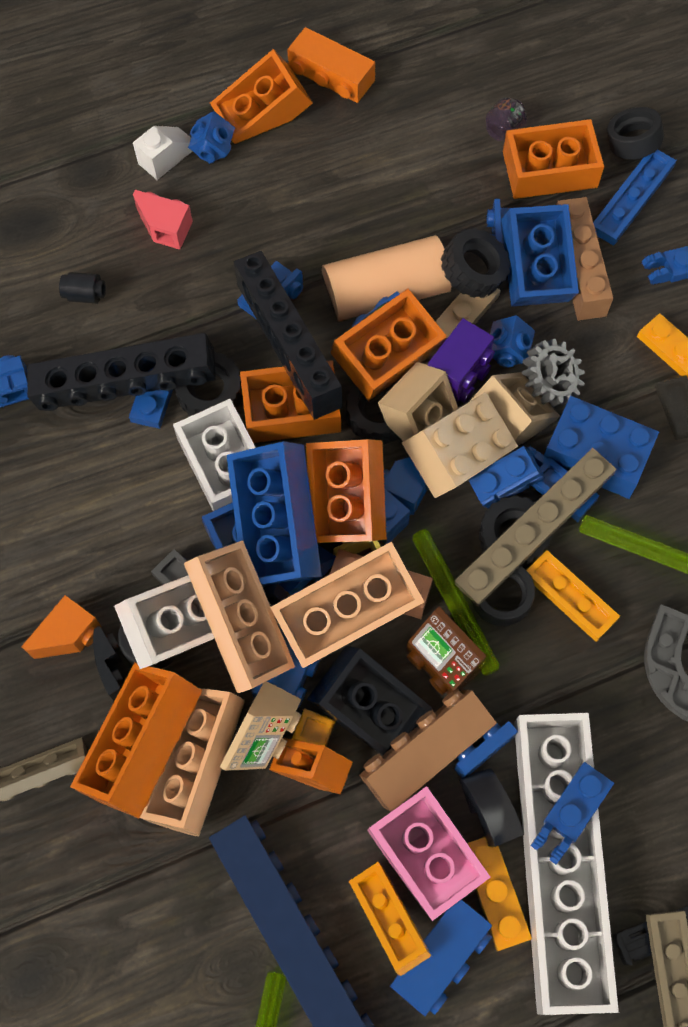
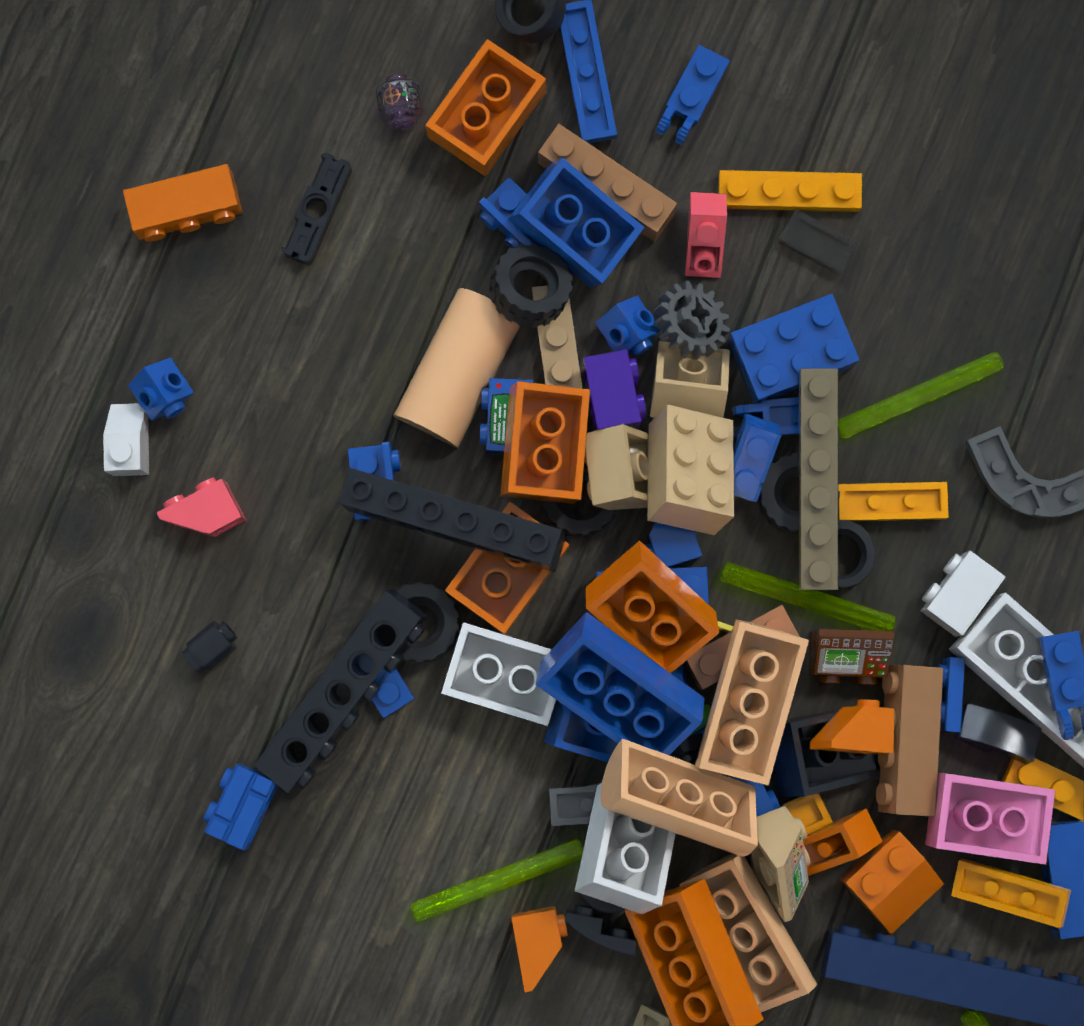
camera: 45 degrees left, 15 degrees up
(75, 568) = (497, 880): none -> clear neon green axle
(262, 98) = (159, 302): orange slope -> none
(319, 830) = (892, 880): none -> orange slope
(383, 140) = (311, 231): none -> black piece
(399, 703) = (858, 730): none -> orange slope
(560, 692) = (961, 593): none -> white brick
(613, 337) = (706, 234): none -> coral slope

